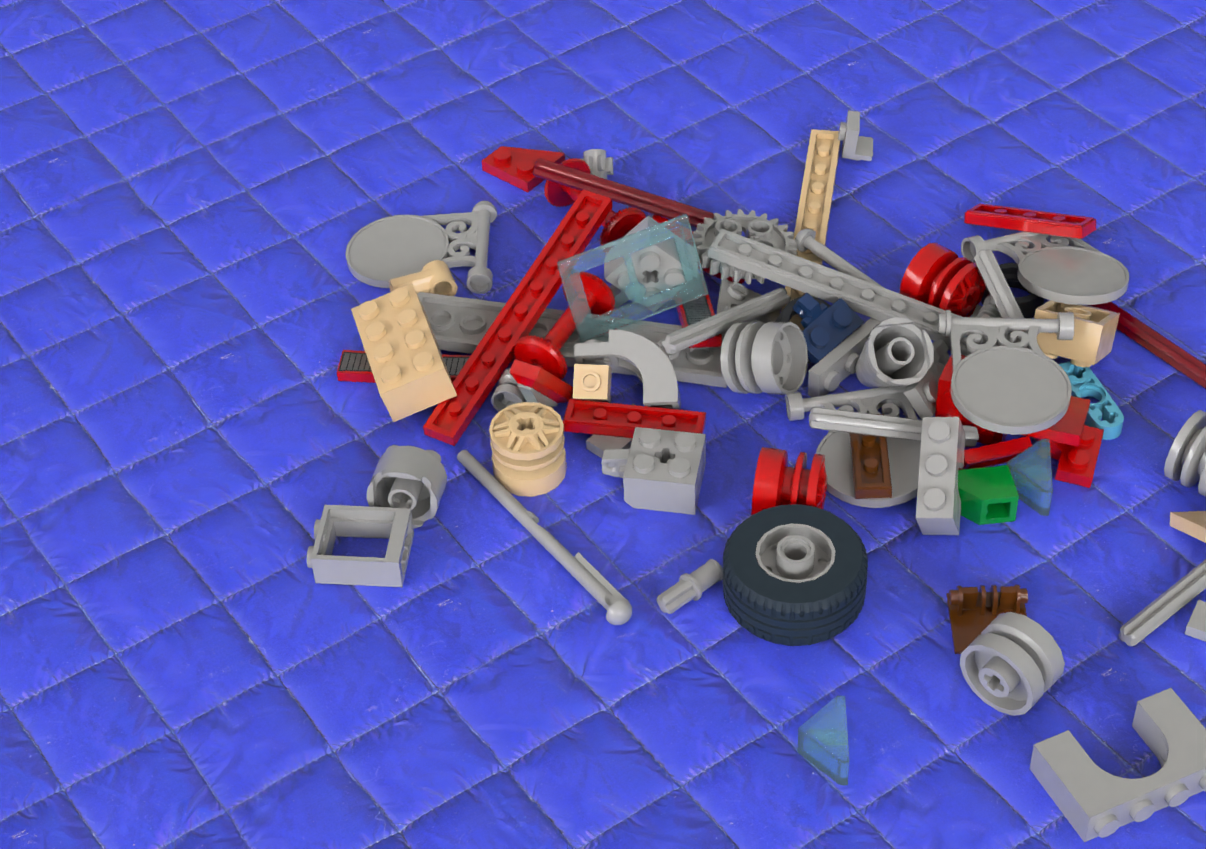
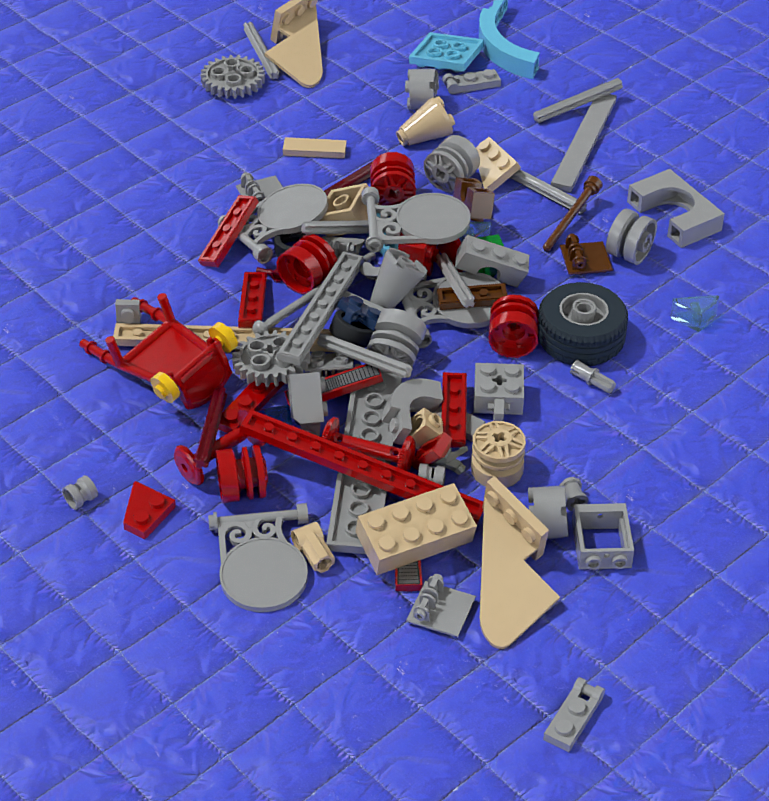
camera: 100 degrees left, 0 degrees up
(101, 489) = (573, 715): none -> light grey plate
(291, 444) = (510, 589): none -> tan piece
(299, 386) = (441, 607): none -> light grey hinge
(450, 529) = (573, 492): none -> light grey bush
(534, 212) = (241, 473): none -> red wheel
(552, 113) = (80, 492): none -> light grey wheel
(598, 163) = (159, 456): light grey gear -> none
(618, 608) = (618, 407): light grey bar -> none
(641, 307) = (340, 398): clear light blue door -> none
(757, 163) = (174, 357): none -> red piece
(872, 244) = (252, 299): none -> red tile
(1080, 466) = (476, 198): none -> arch
(1147, 264) = (259, 188): none -> light grey hinge
(1159, 385) = (393, 178): none -> red wheel
(1164, 635) = (591, 187): none -> reddish brown piece

